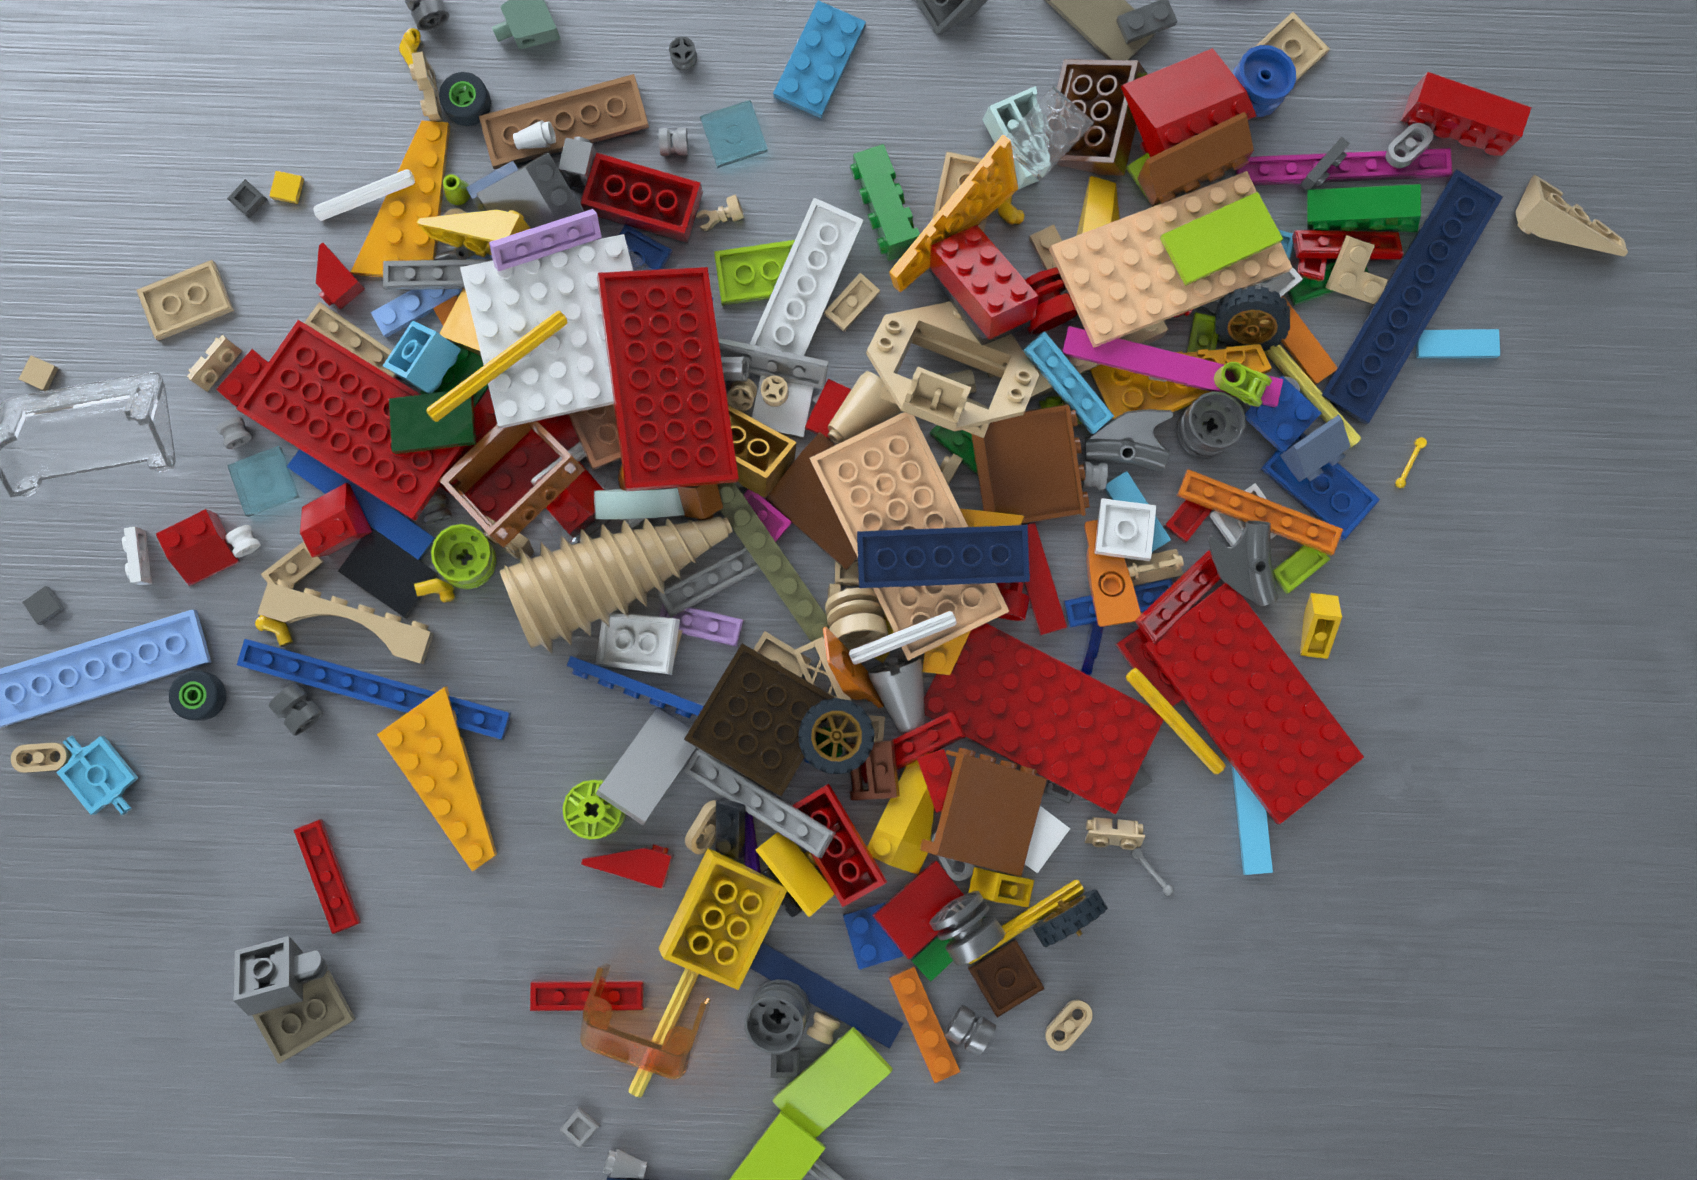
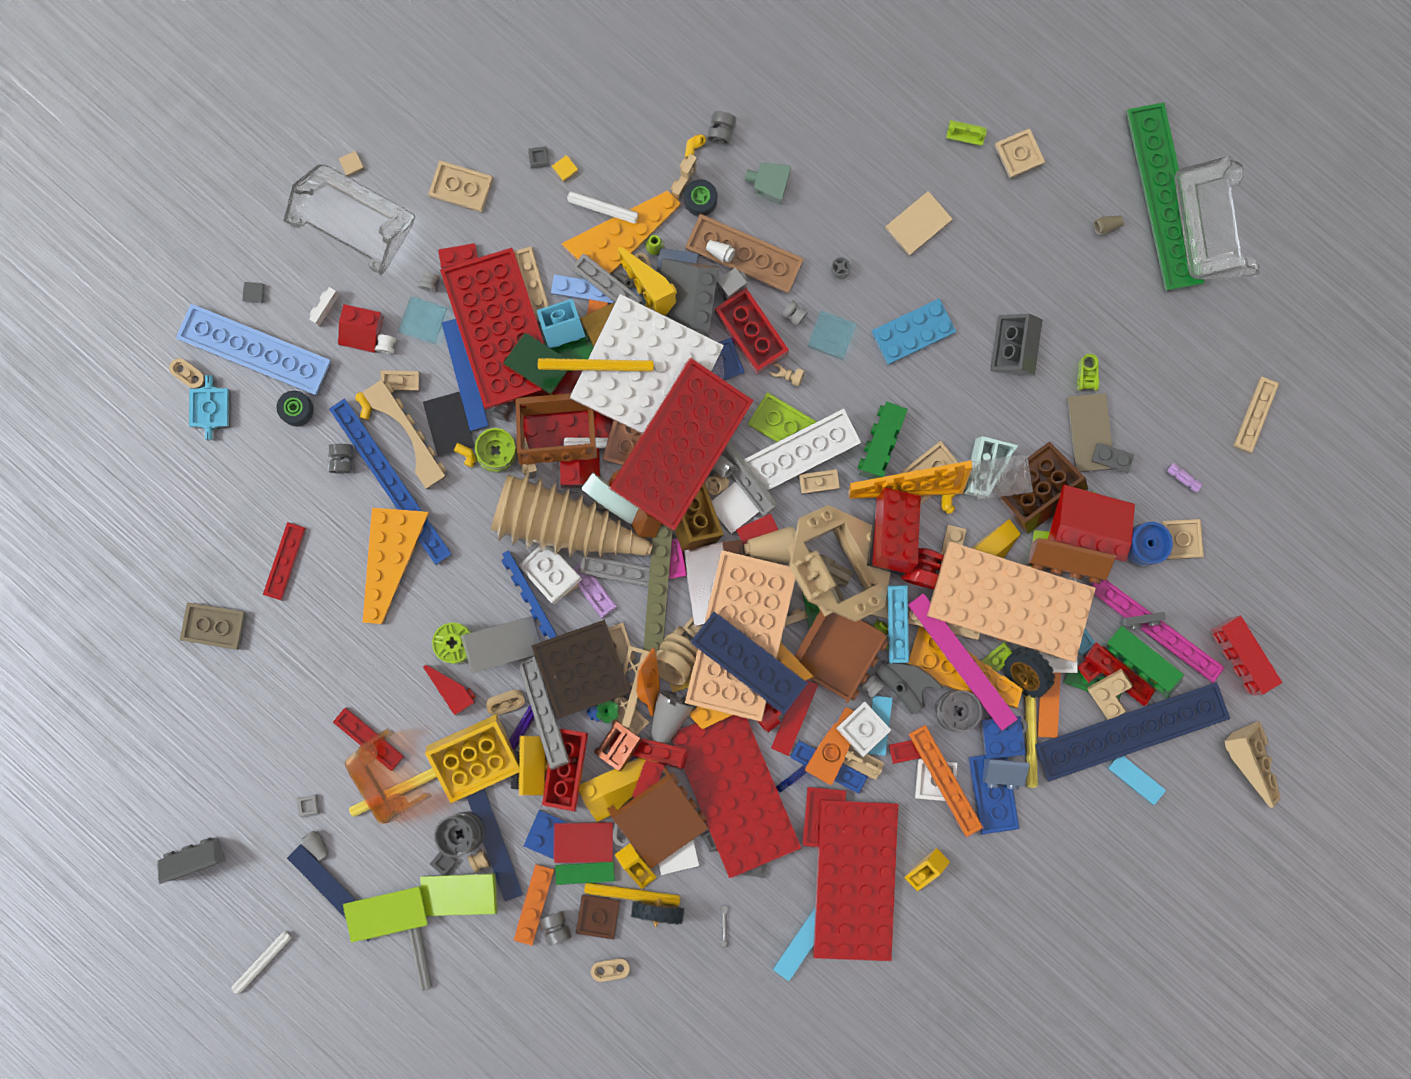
camera: 40 degrees right, 0 degrees up
(209, 370) = (456, 232): tan hinge -> none
(273, 974) = (215, 591): dark grey brick -> none
(333, 522) = (441, 373): red slope -> none
(335, 279) = (550, 241): red slope -> none
(545, 240) = (677, 316): lavender plate -> none
(730, 828) = (517, 713): black plate -> none
(772, 386) = (735, 493): tan wheel -> none
(864, 735) = (599, 725): black wheel -> none
(902, 637) = (691, 688): white axle -> none
(969, 931) = (598, 866): flat silver wheel -> none
(1127, 835) = (726, 895): tan hinge -> none
(1175, 721) = (804, 856): yellow axle -> none
(1178, 598) = (864, 790): red tile -> none
(1221, 238) = (1047, 614): lime tile -> none
(1247, 563) = (914, 803): dark grey pin -> none
(1248, 384) = (992, 704): lime piece -> none
(1299, 567) = (943, 829): lime tile -> none
(1407, 147) = (1199, 647): light grey plate -> none
(1419, 443) = (1069, 816): yellow hinge -> none

